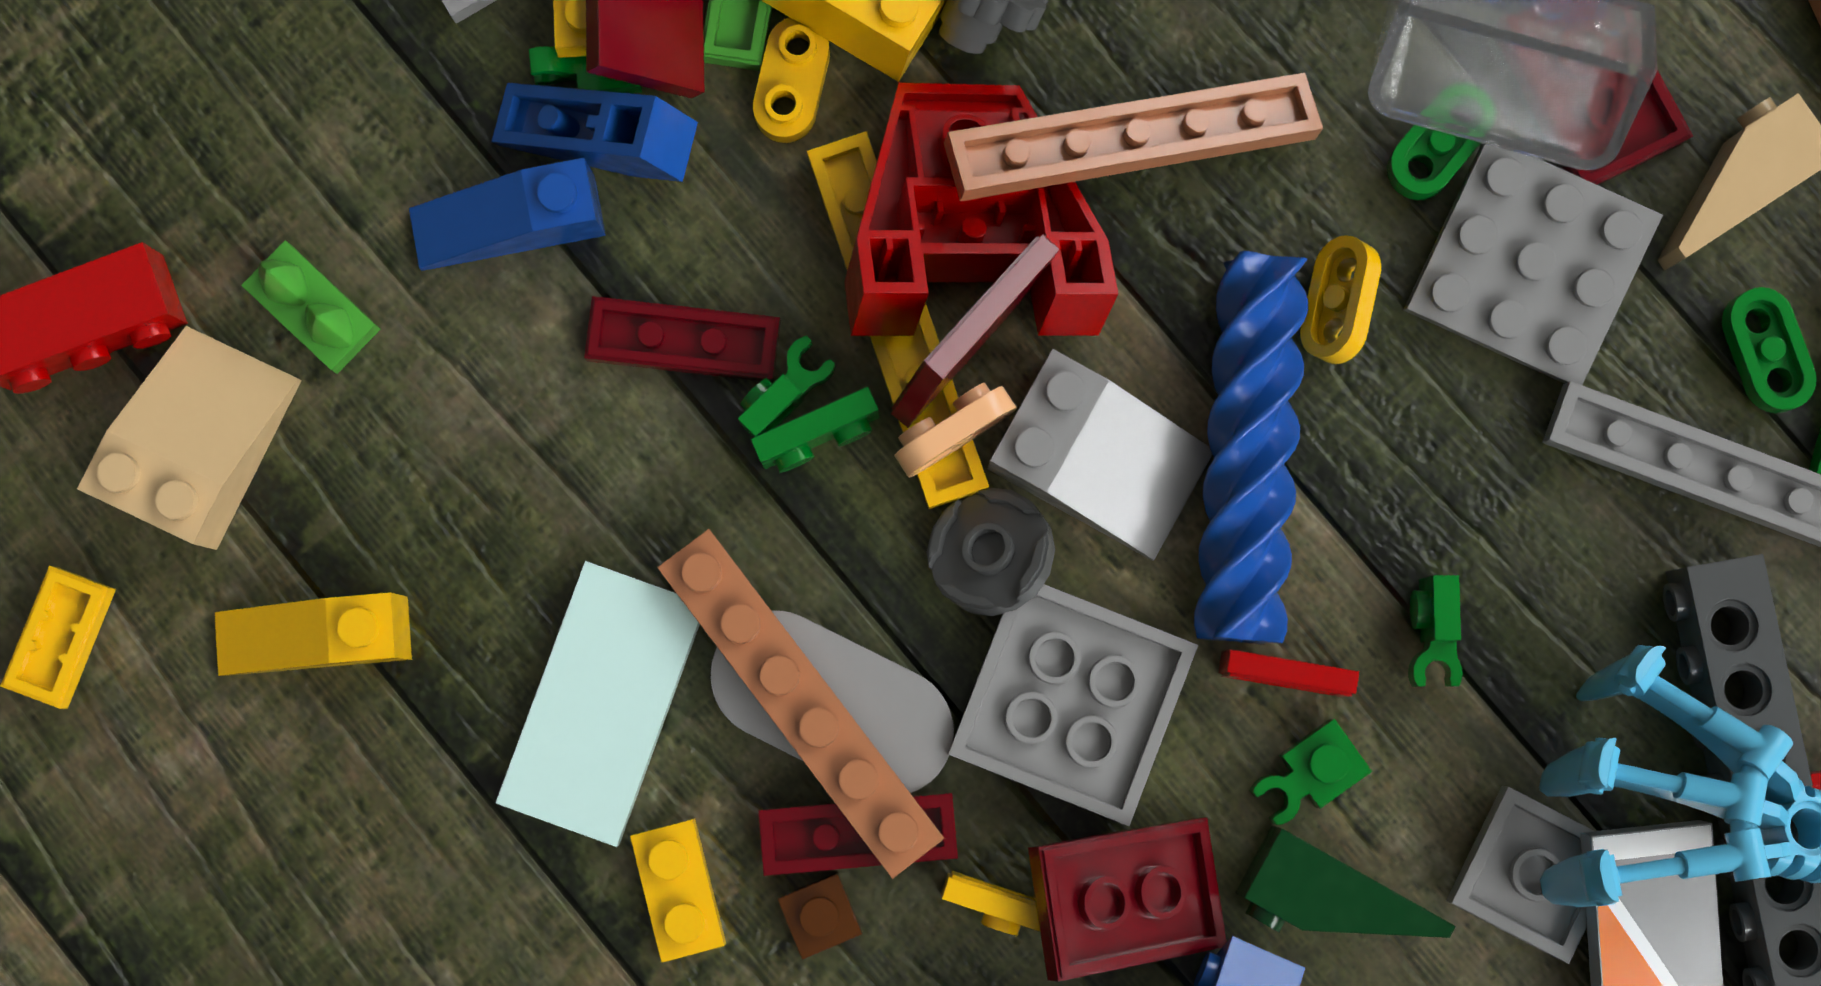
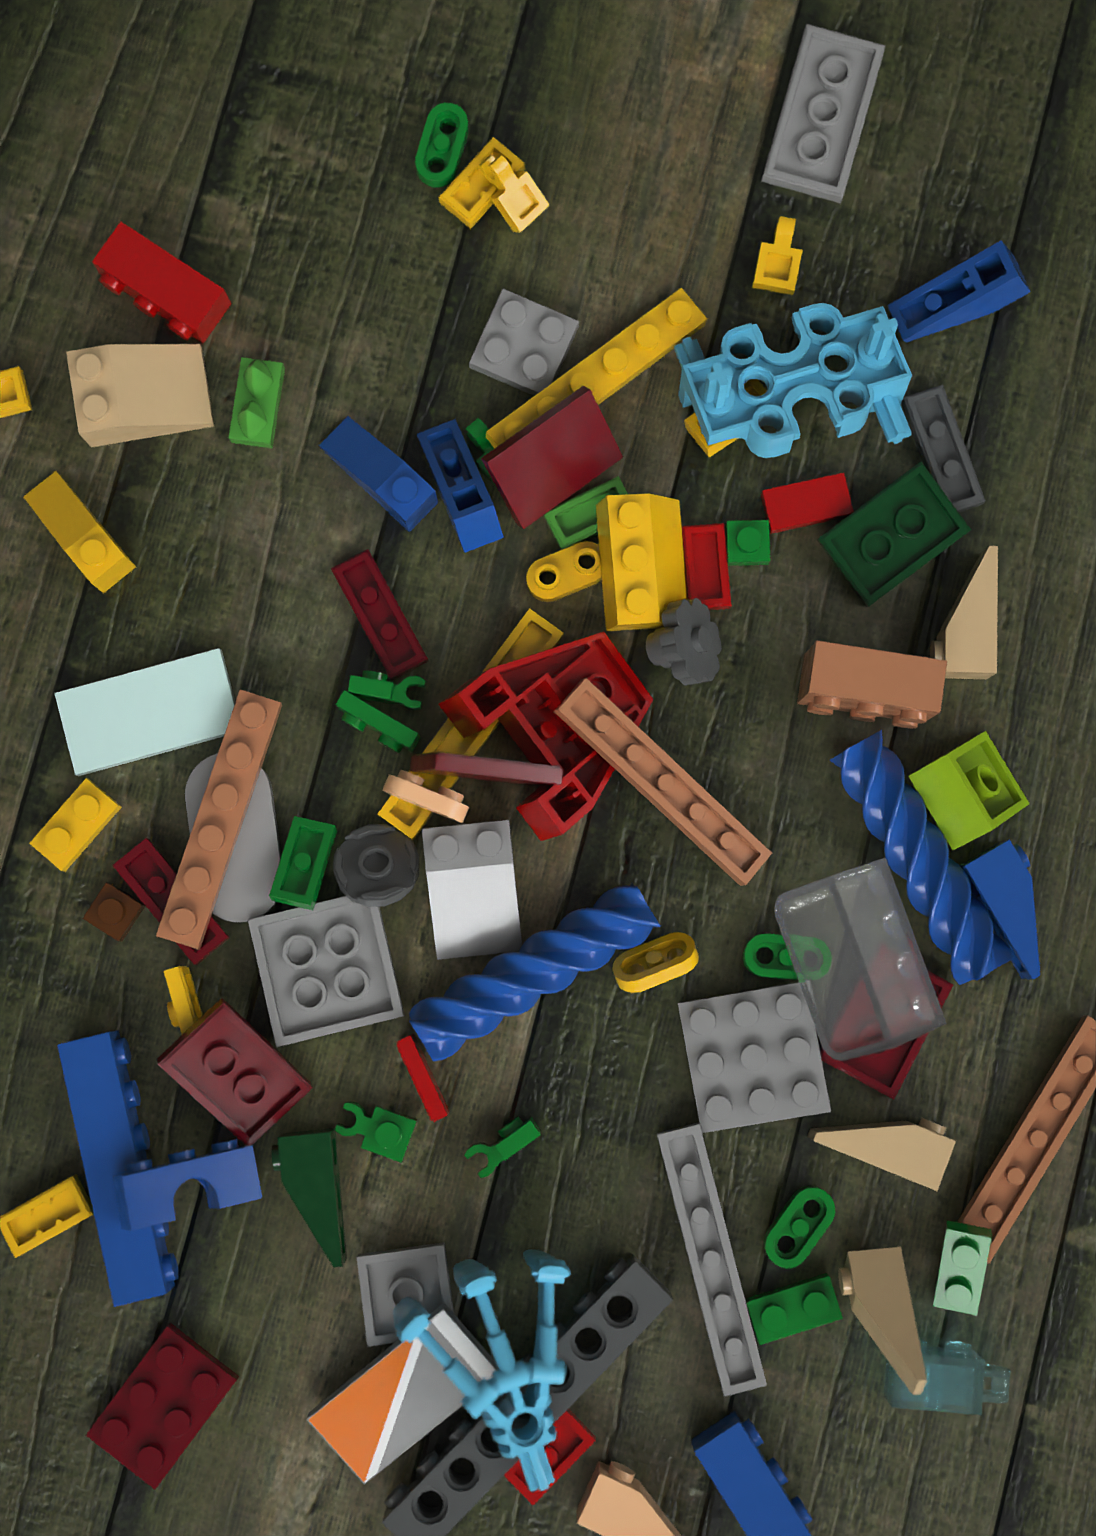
camera: 55 degrees right, 0 degrees up
(926, 638) = (303, 863): none -> green plate

